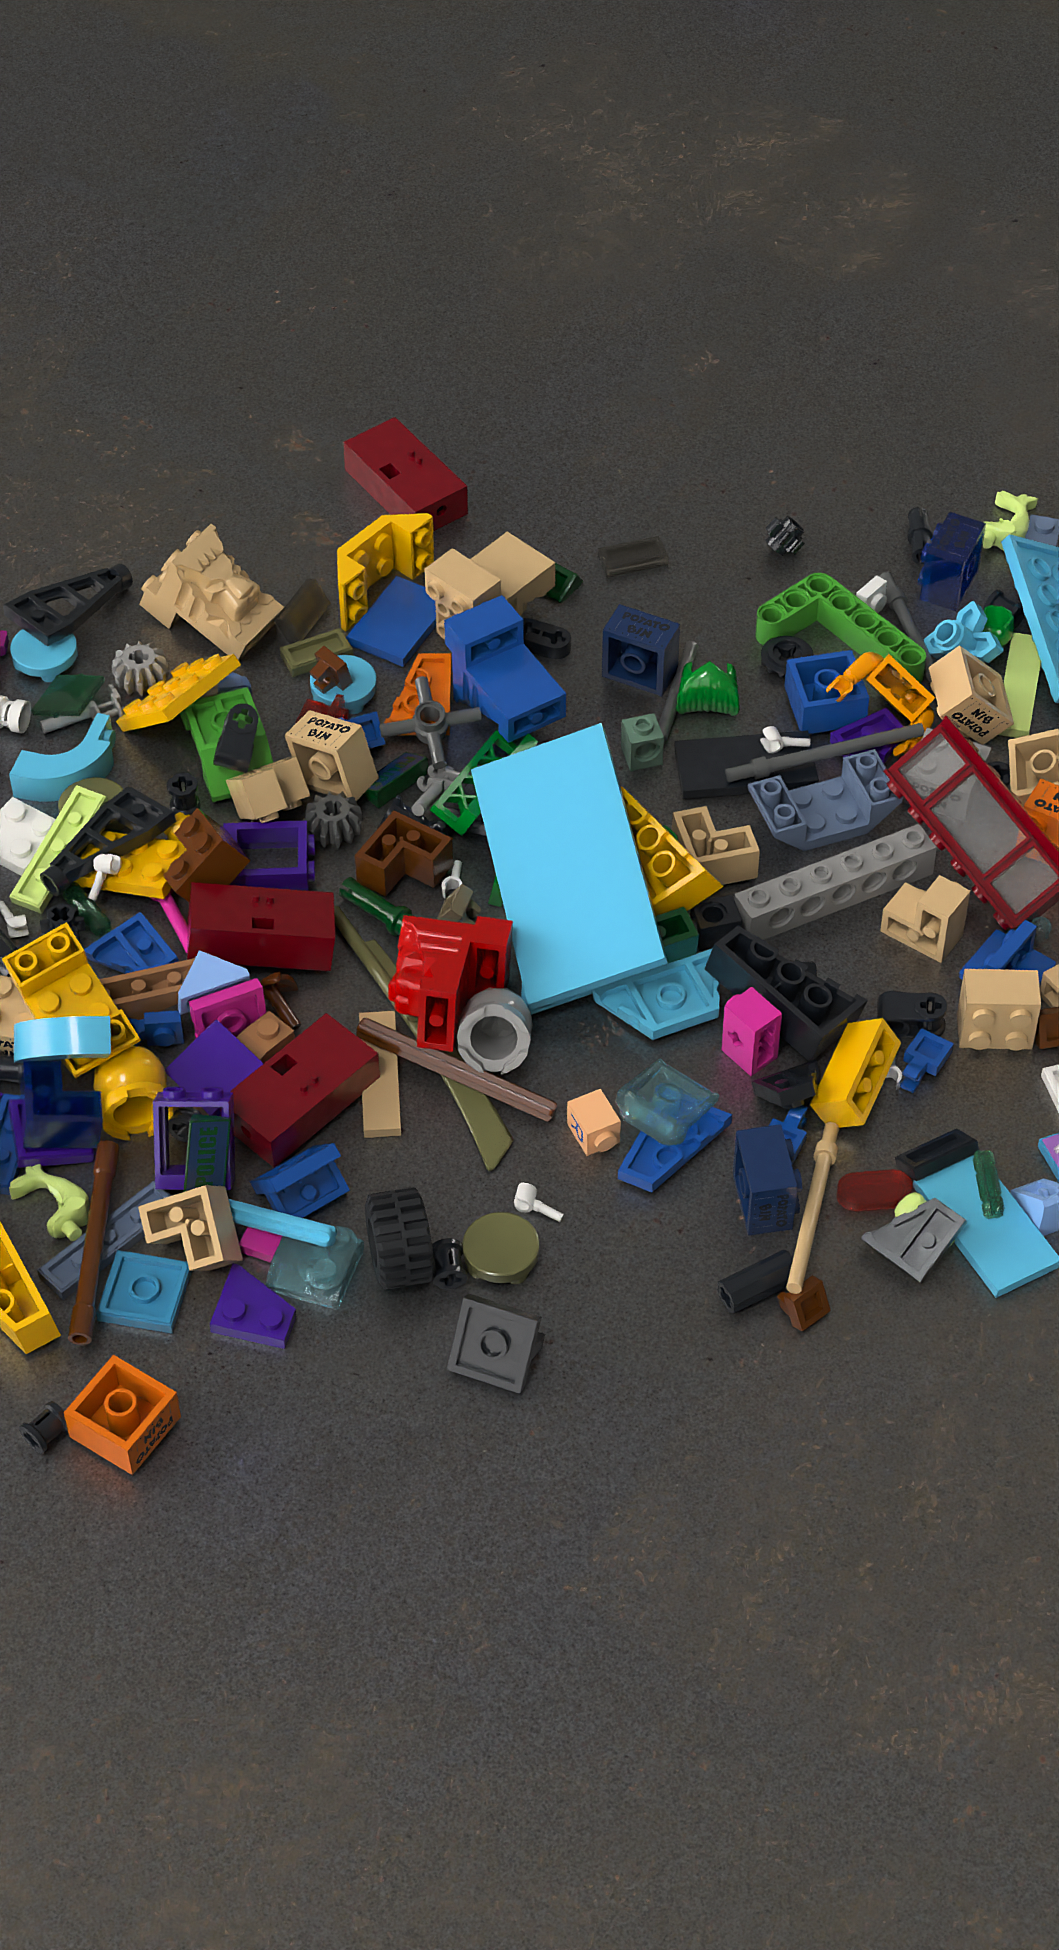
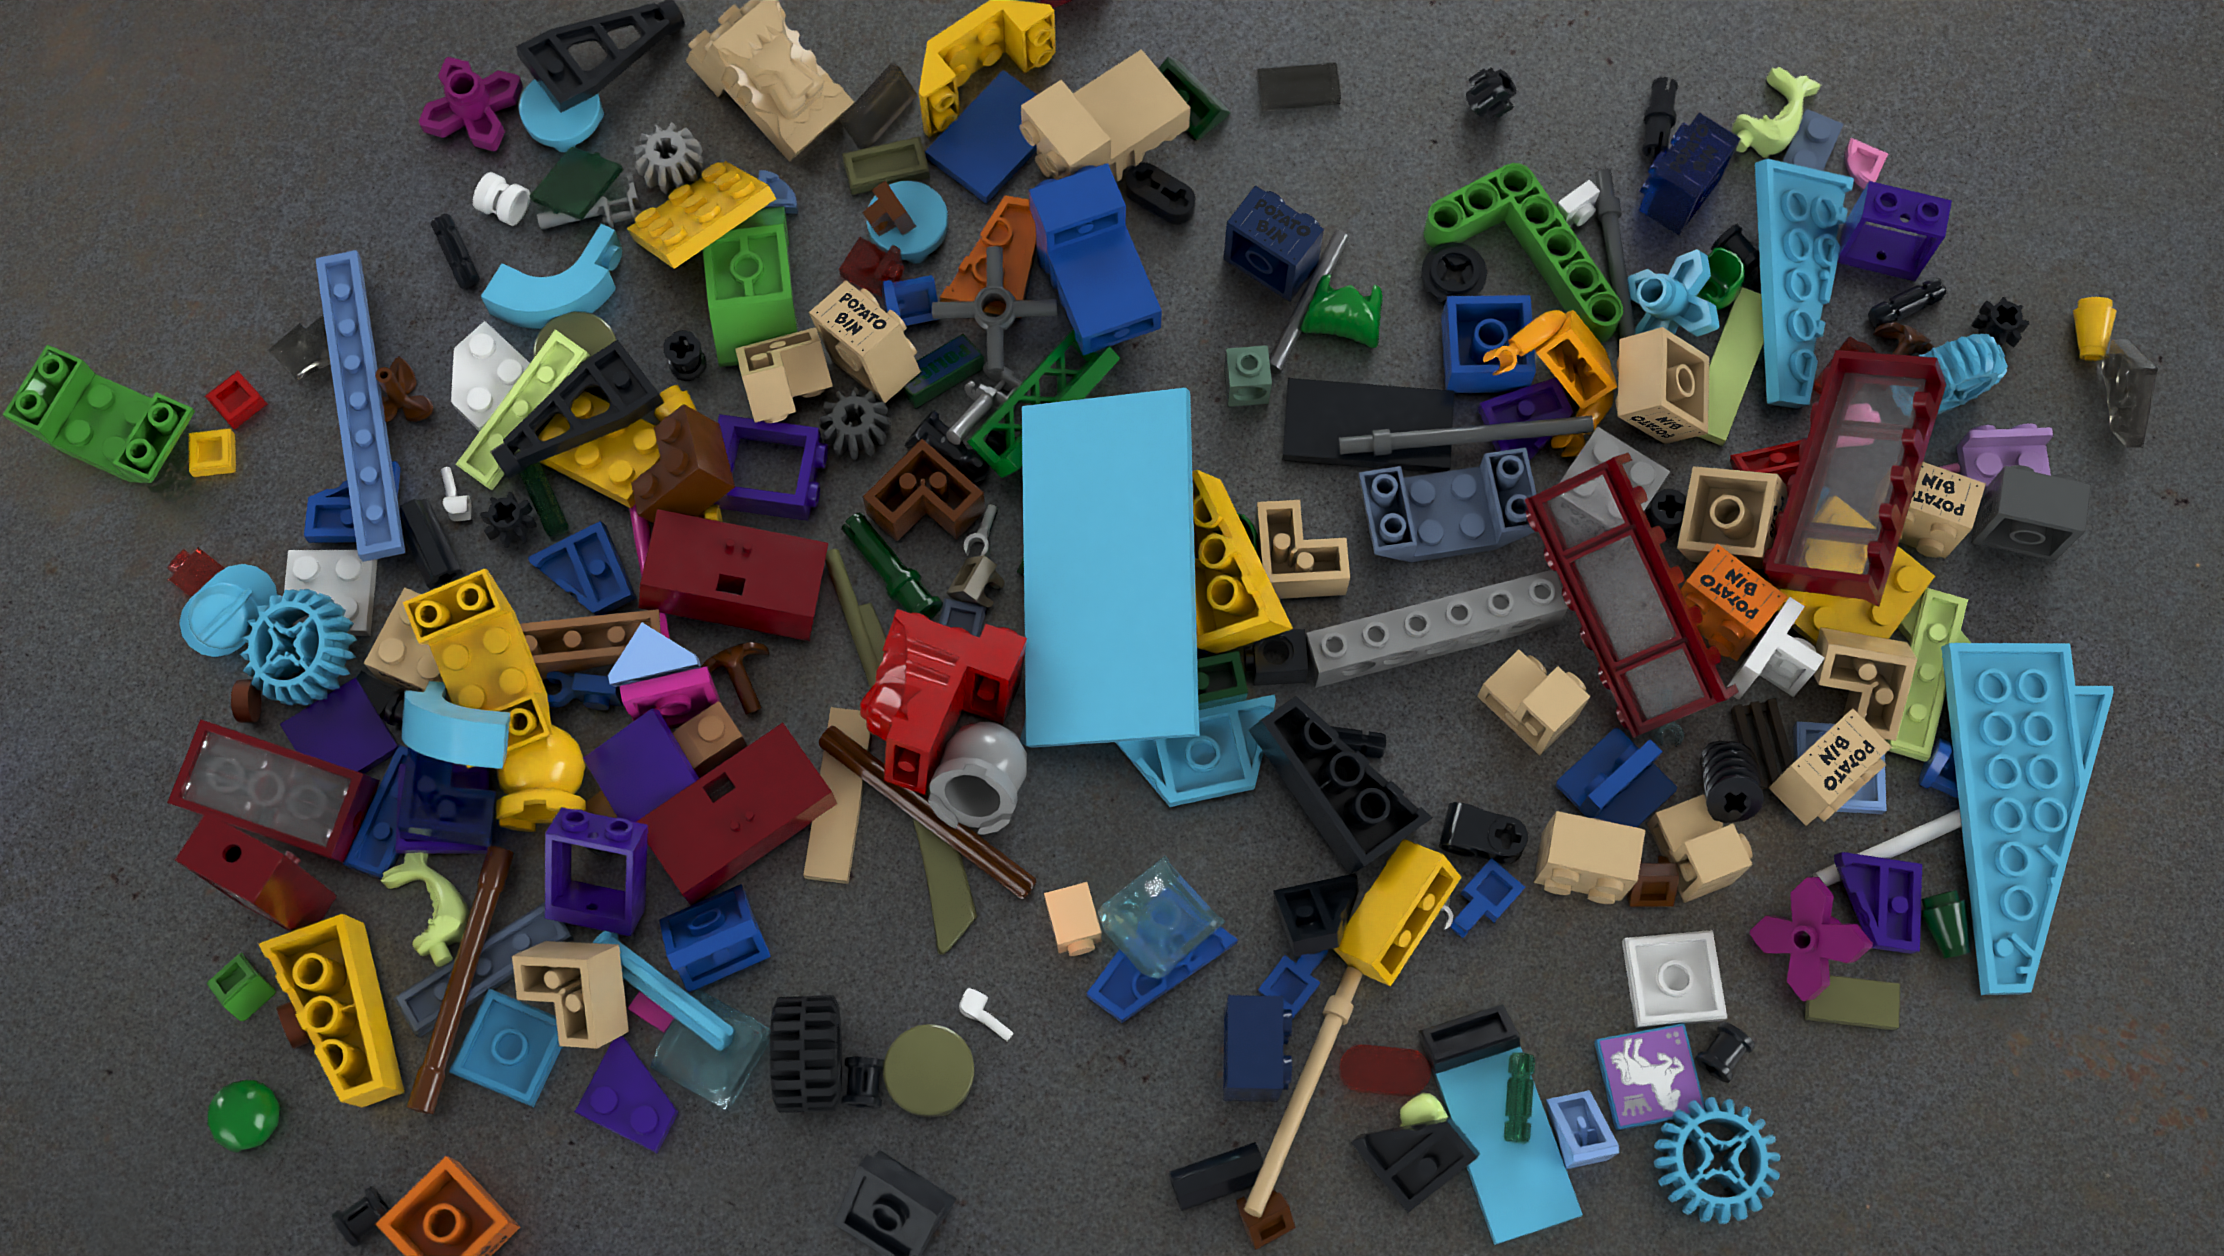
camera: 10 degrees right, 20 degrees up
(104, 864) = (567, 456): white hand -> none
(207, 1151) = (601, 902): slope -> none
(236, 744) = (750, 311): black piece -> none
(751, 1031) = (1283, 831): dark pink brick -> none
(774, 742) = (1406, 404): white hand -> none

